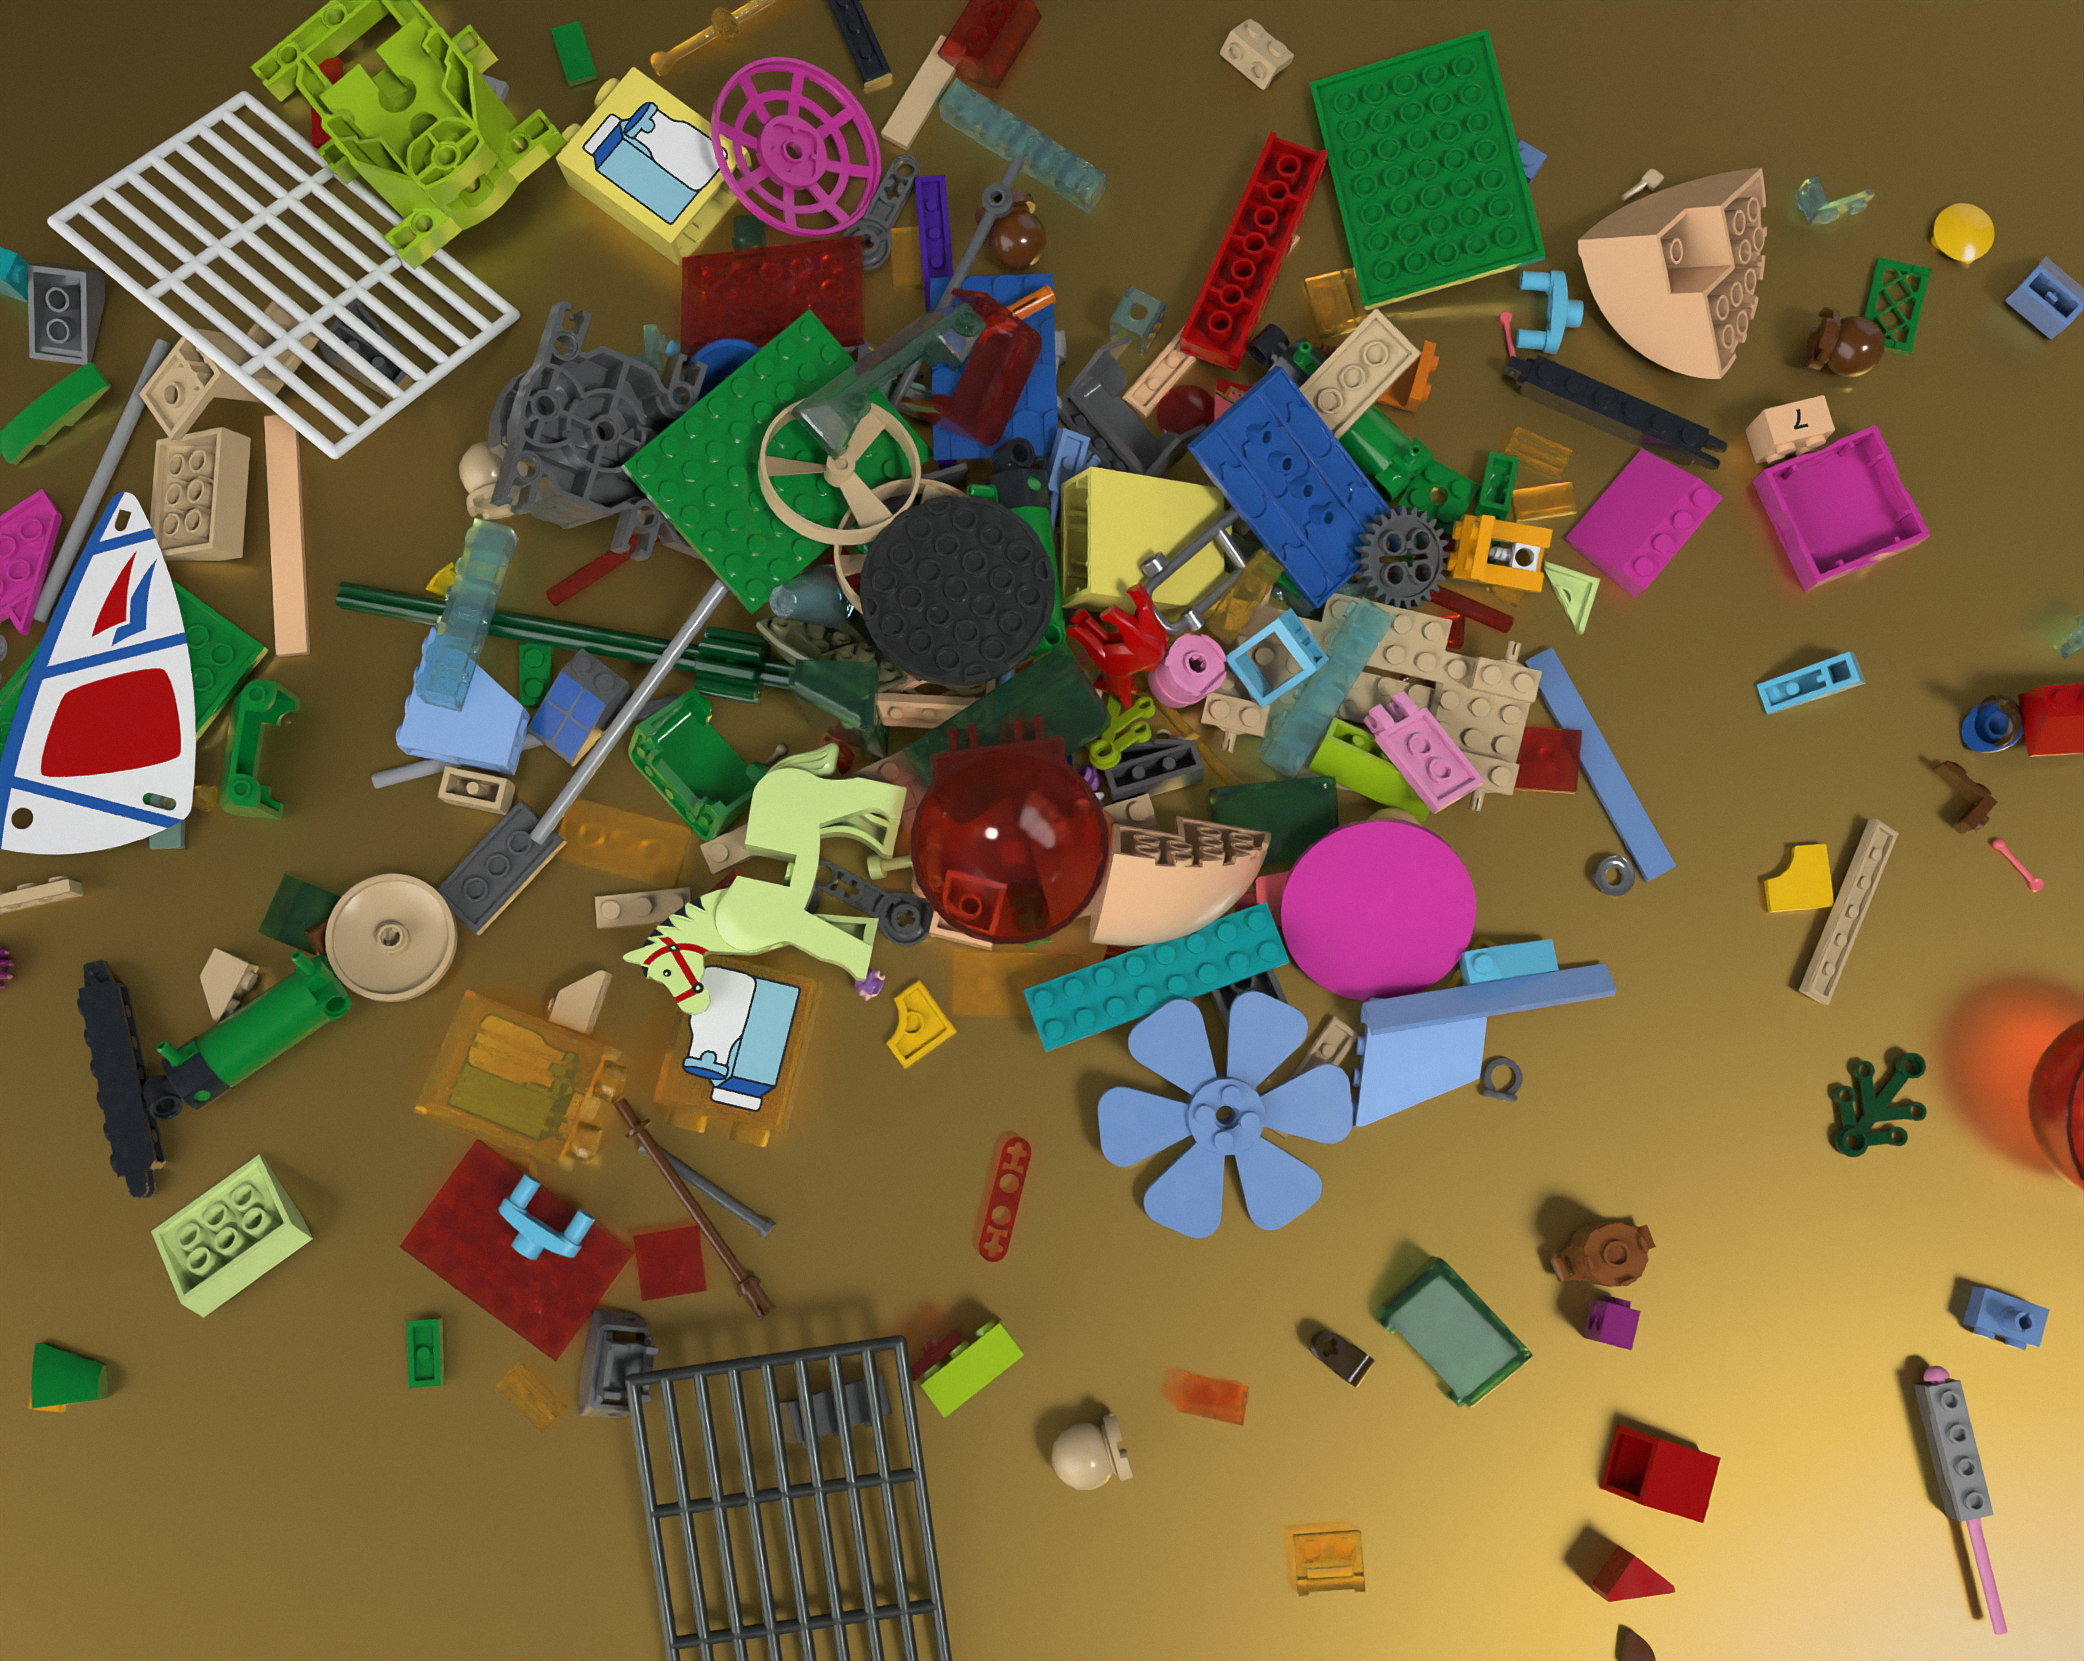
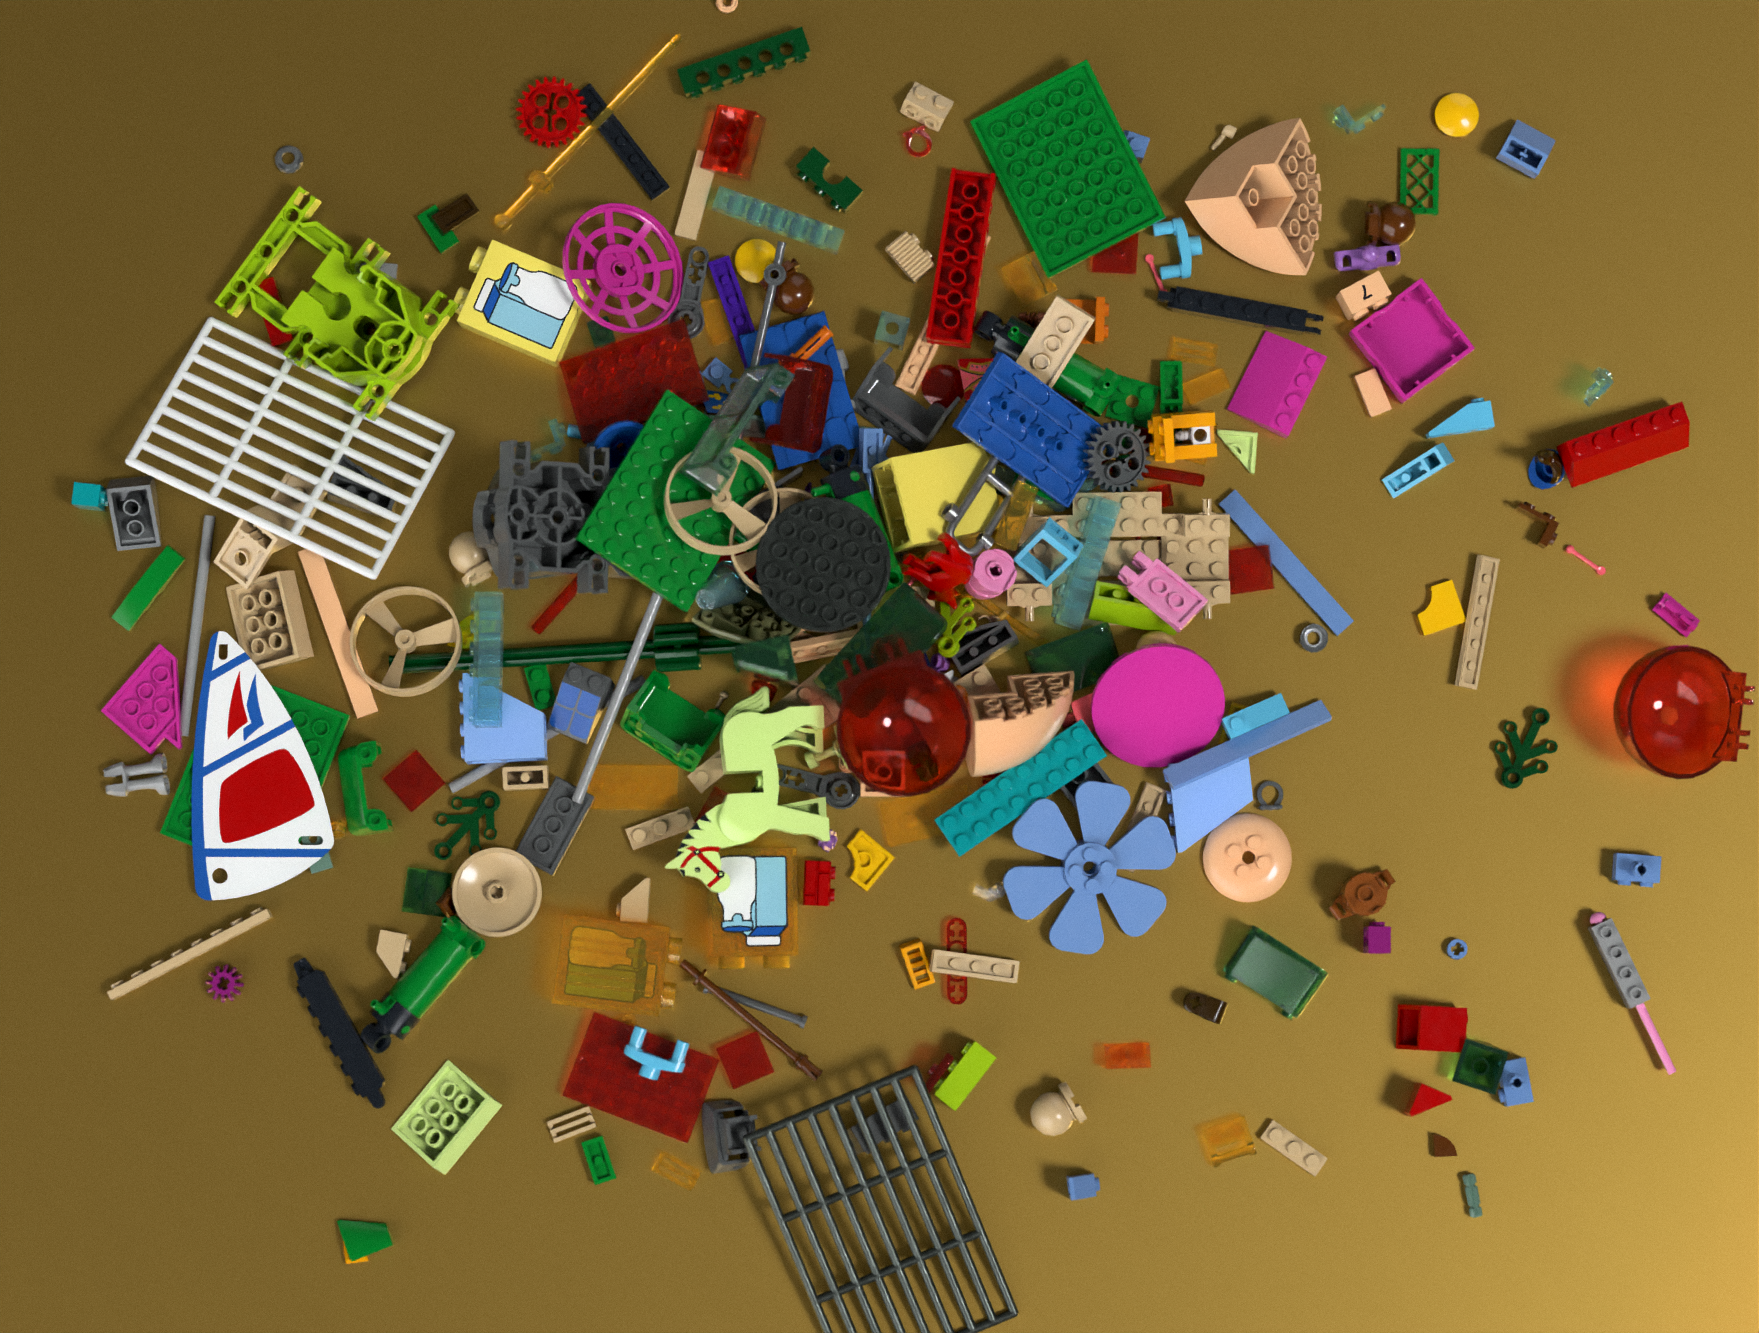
camera: 20 degrees left, 5 degrees up
(328, 758) = (414, 781): none -> clear red plate
(369, 566) = (406, 641): none -> tan piece
(375, 1294) = (554, 1130): none -> tan tile
(385, 834) = (470, 822): none -> dark green plant
(600, 38) = (454, 214): none -> dark brown tile
(839, 1039) = (818, 882): none -> red brick
(887, 322) = (719, 374): none -> medium blue plate
(946, 1161) = (917, 943): none -> light orange slope
(969, 187) = (753, 259): none -> yellow dish
(1027, 1213) = (974, 966): none -> tan plate
(1076, 1116) = (990, 894): none -> clear arm
(1101, 1574) = (1082, 1186): none -> medium blue slope
(1115, 134) = (841, 195): none -> dark green arch
(1186, 235) = (910, 256): none -> tan brick
(1241, 81) = (908, 134): none -> clear red piece
(1418, 1165) = (1224, 858): none -> light nougat brick
(1420, 1597) = (1293, 1148): none -> tan plate
(1465, 304) = (1118, 258): none -> clear red plate
(1723, 1376) = (1461, 954): none -> medium blue bush
(1723, 1549) = (1480, 1065): none -> clear green slope
(1763, 1584) = (1515, 1083): none -> medium blue brick
(1770, 566) = (1372, 392): none -> light nougat tile
(1803, 383) = (1367, 257): none -> medium lavender piece
(1900, 632) = (1471, 418): none -> medium azure slope

